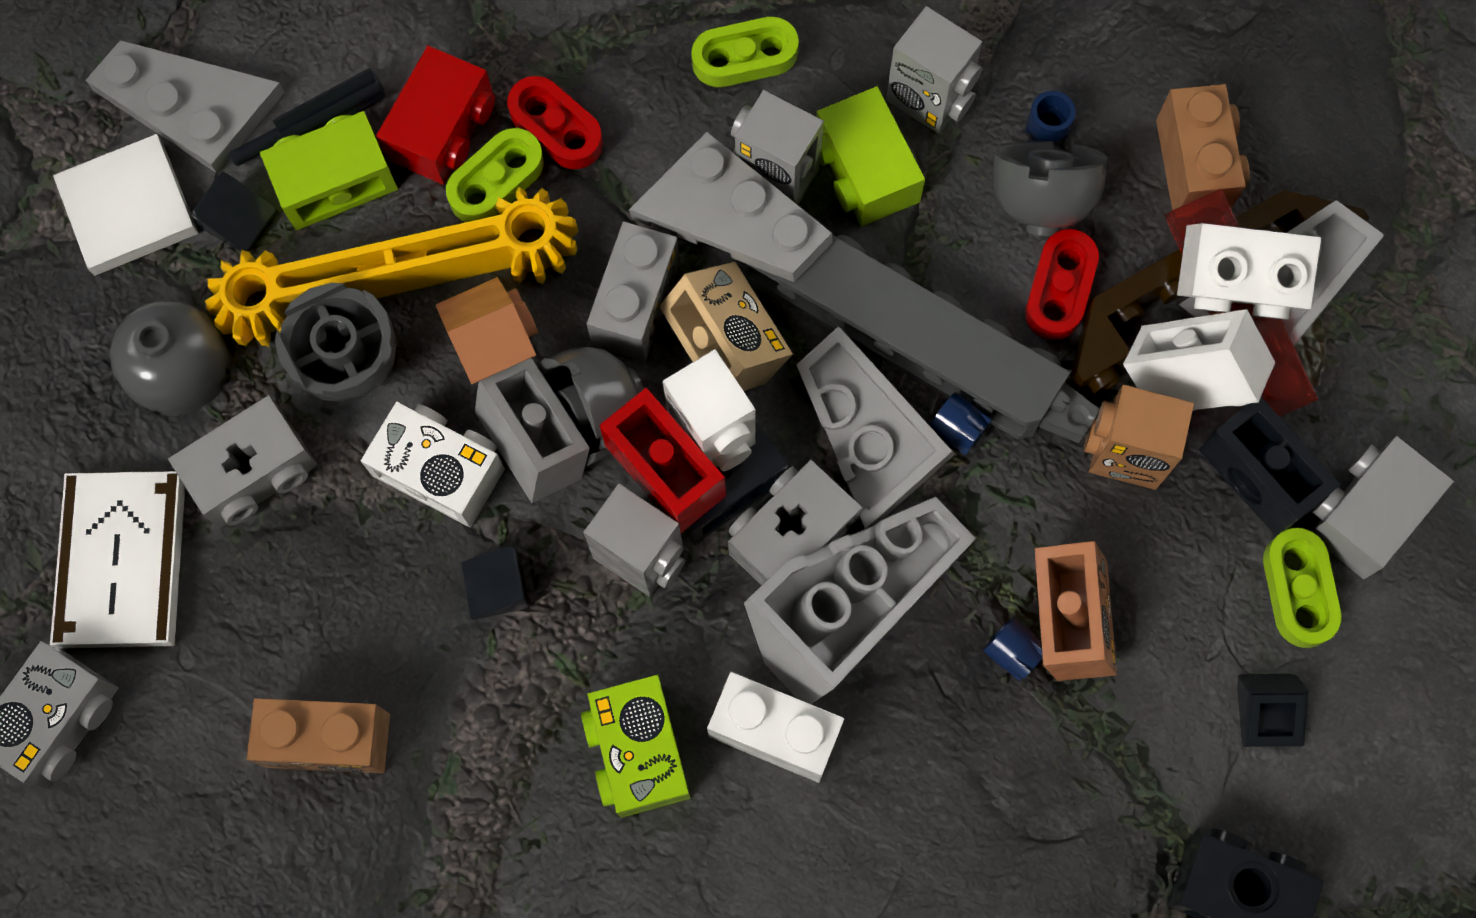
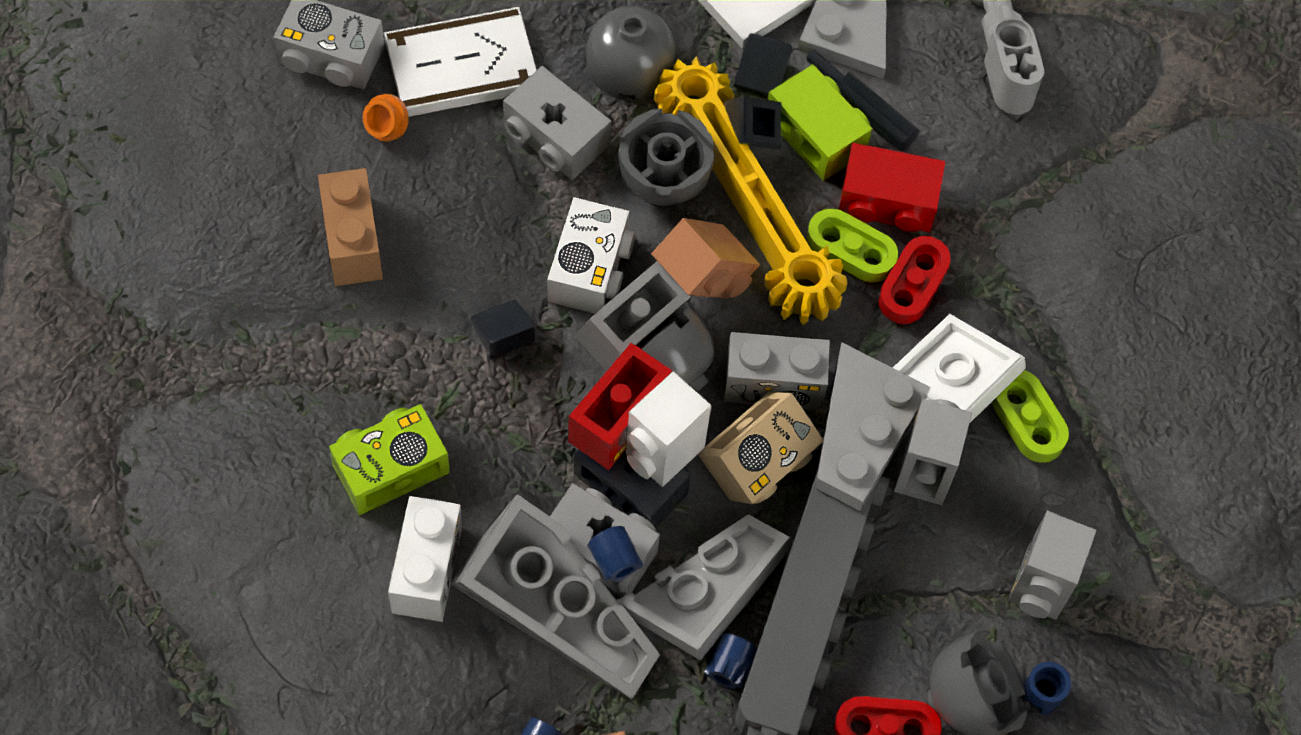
camera: 70 degrees right, 10 degrees down
(174, 665) = (386, 117): none -> orange plate
(318, 233) = (755, 121): none -> black slope
(636, 541) = (546, 411): light grey brick -> none
(675, 104) = (962, 365): none -> white tile
(834, 509) = (615, 553): none -> dark blue hose
(869, 158) = (958, 534): lime brick -> none

